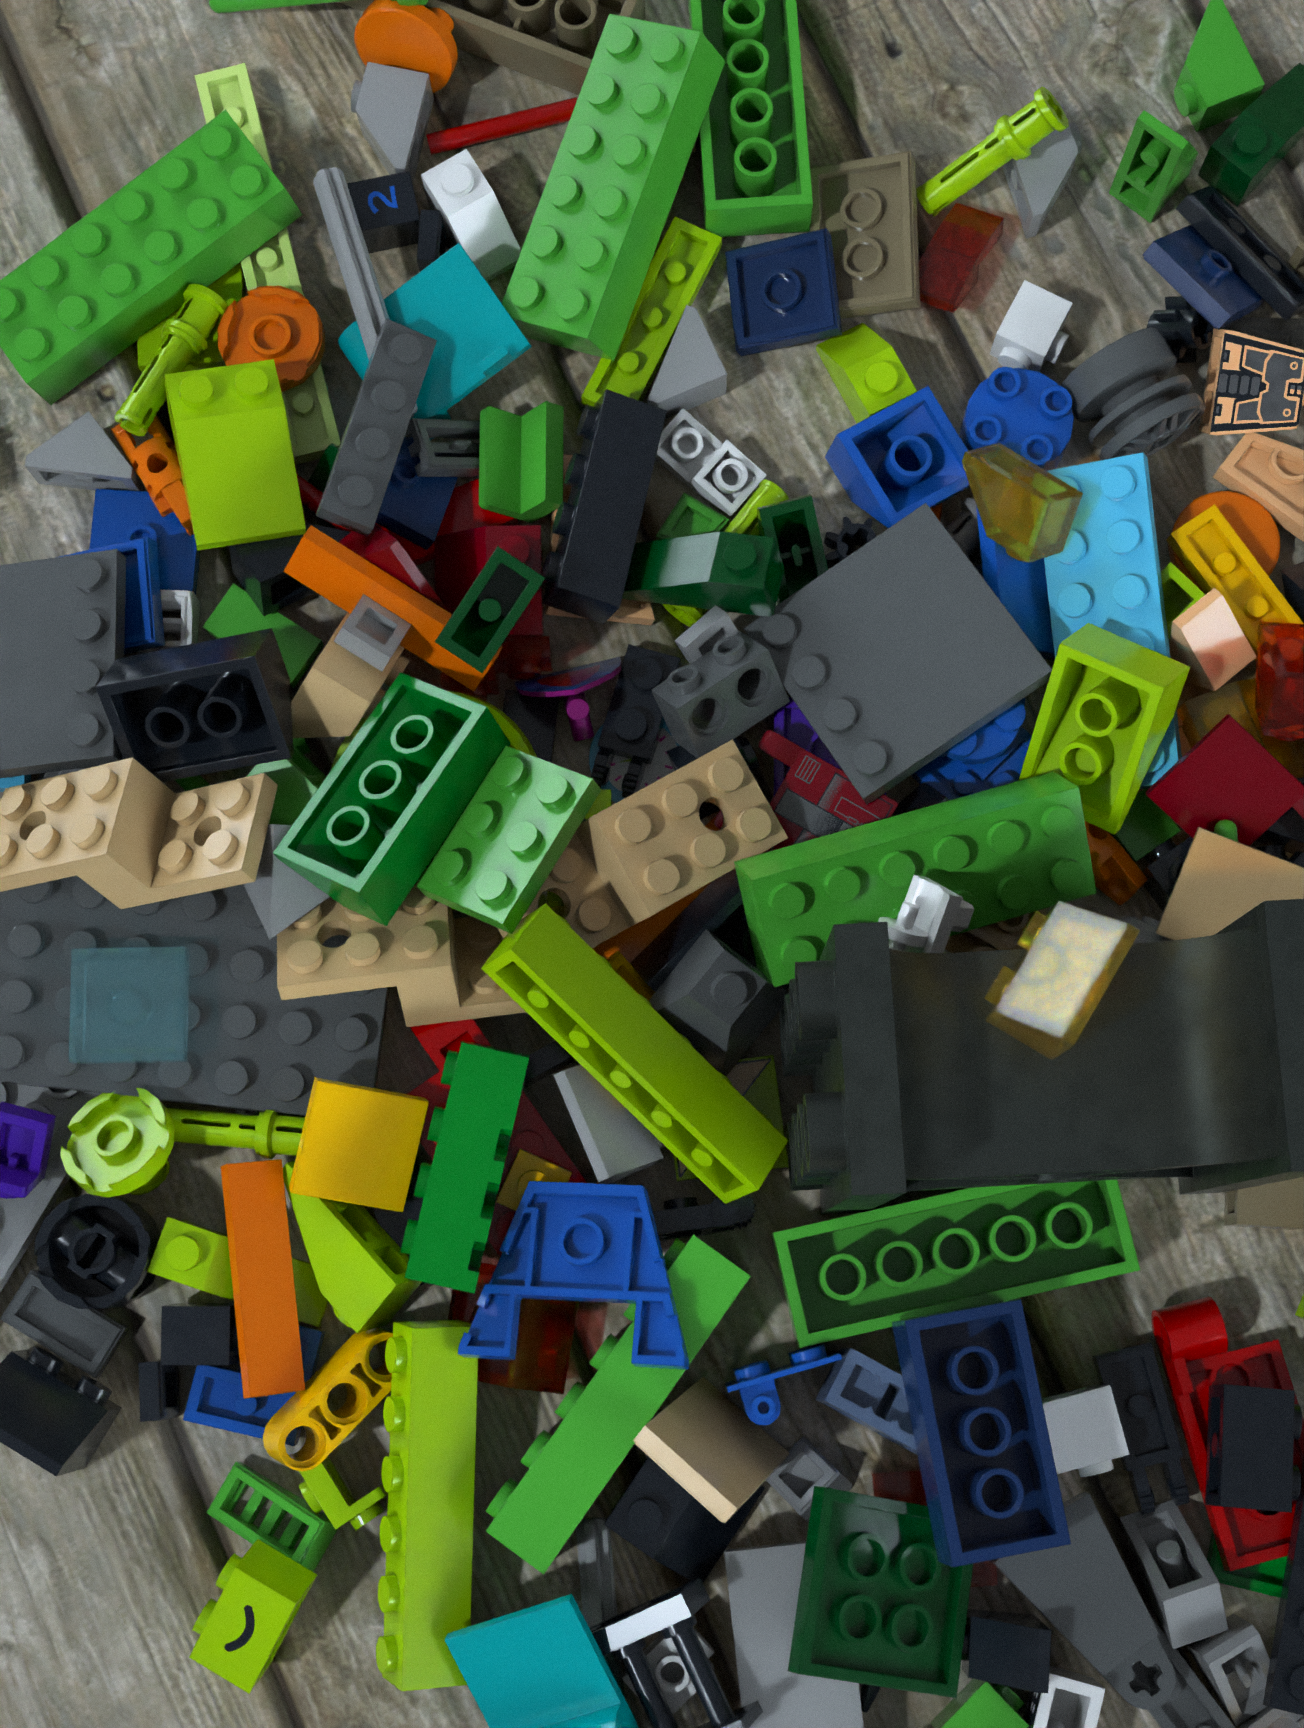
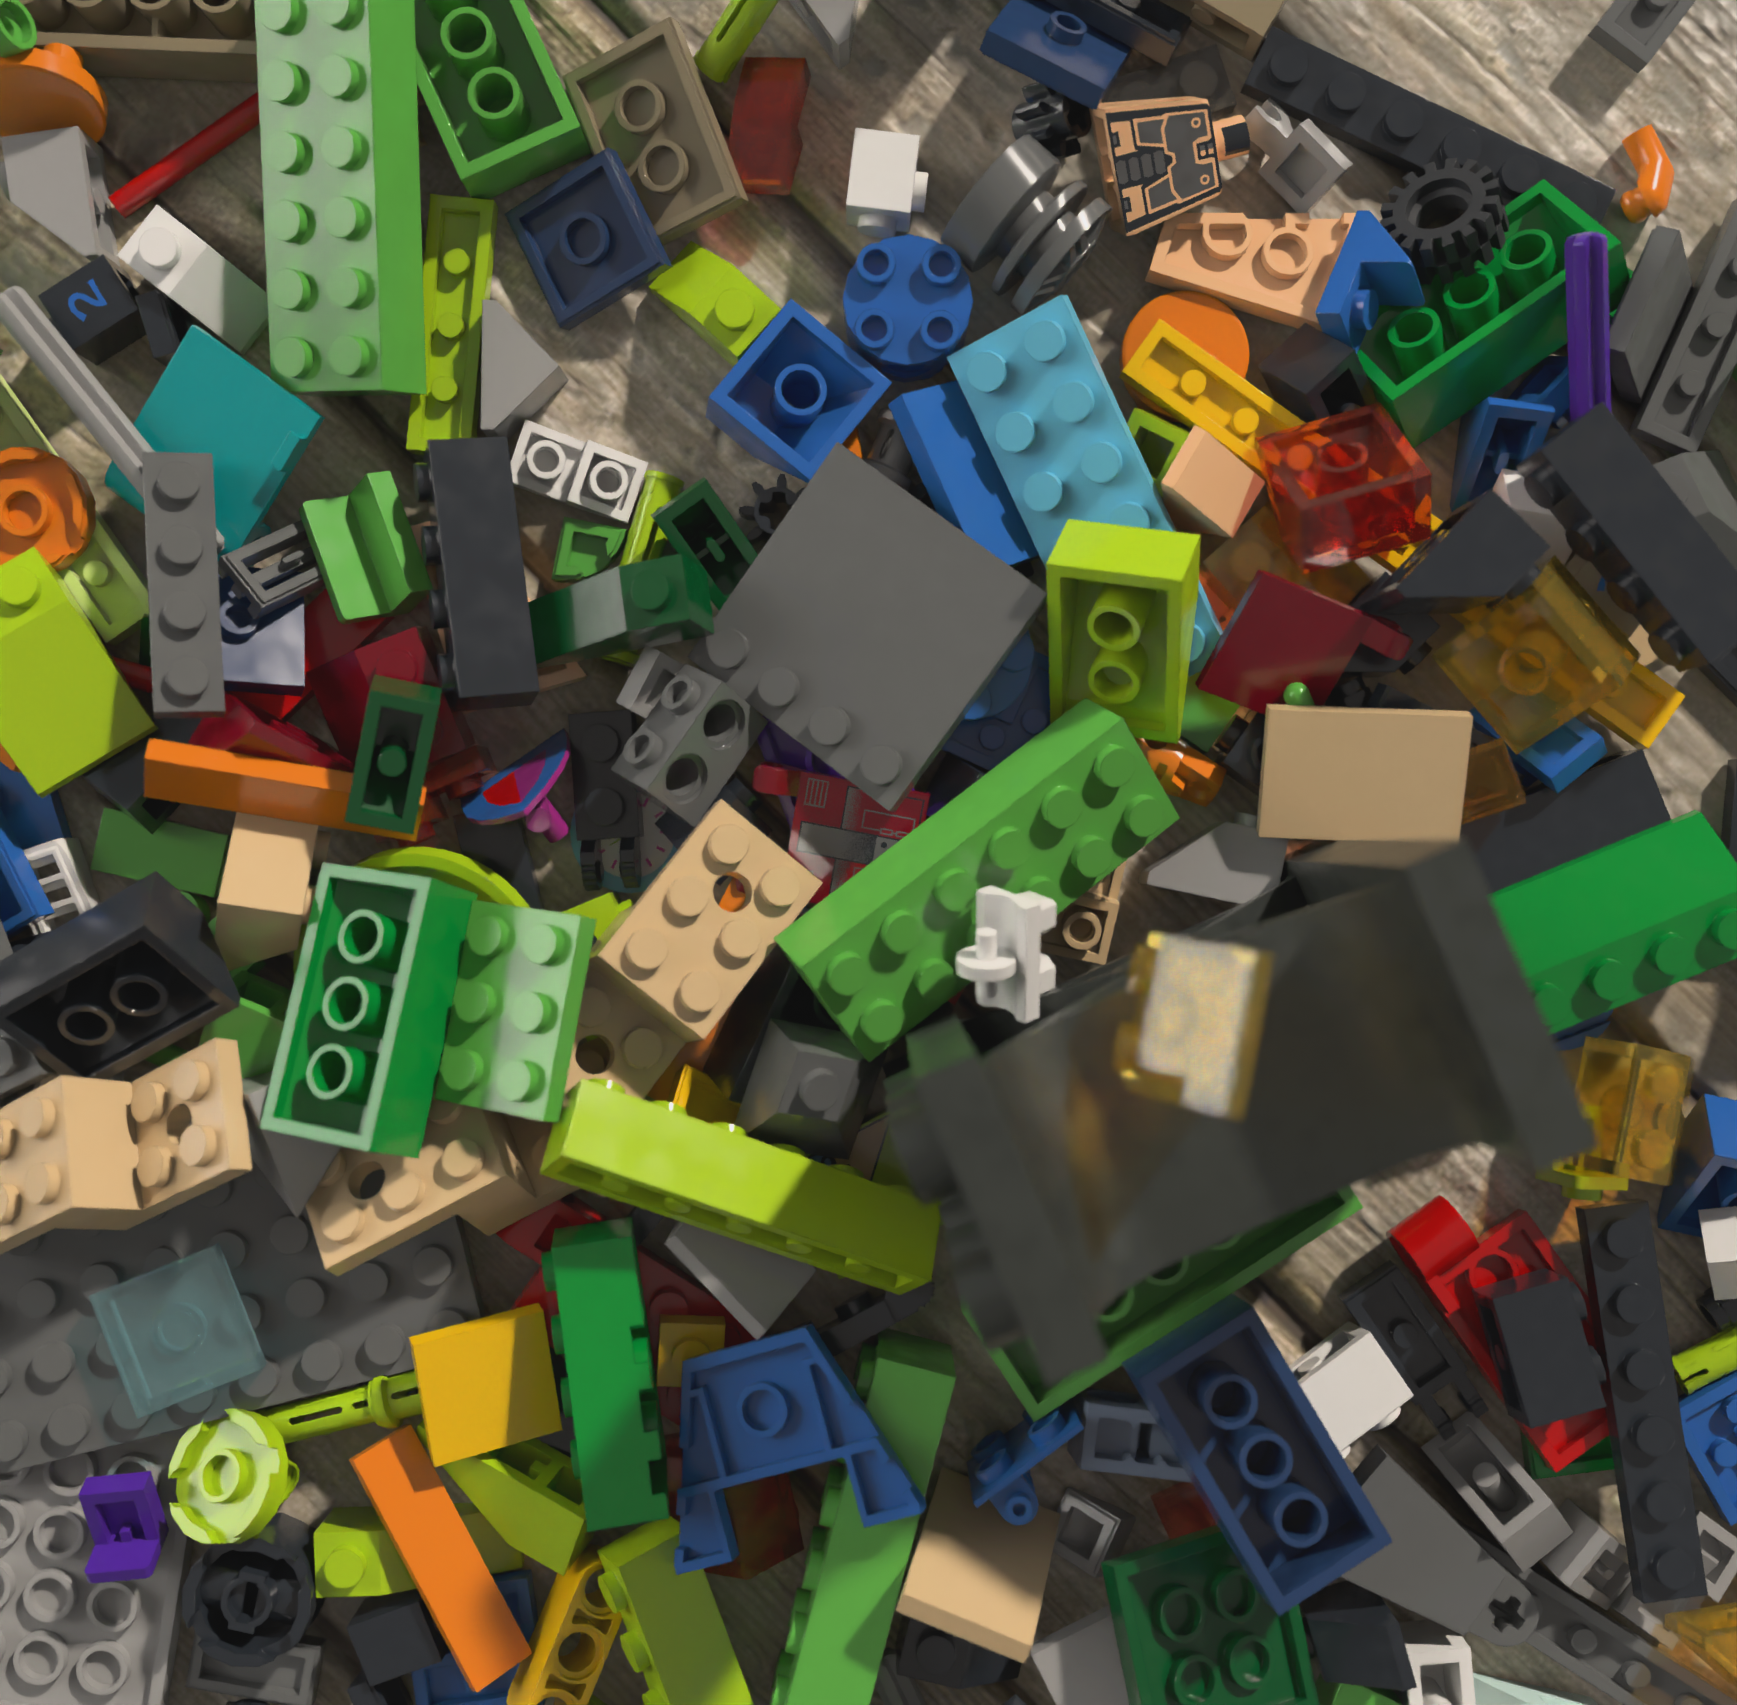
camera: 30 degrees left, 10 degrees up
(372, 632) = (271, 832): light grey plate -> none
(1020, 502) = (942, 403): clear yellow slope -> none

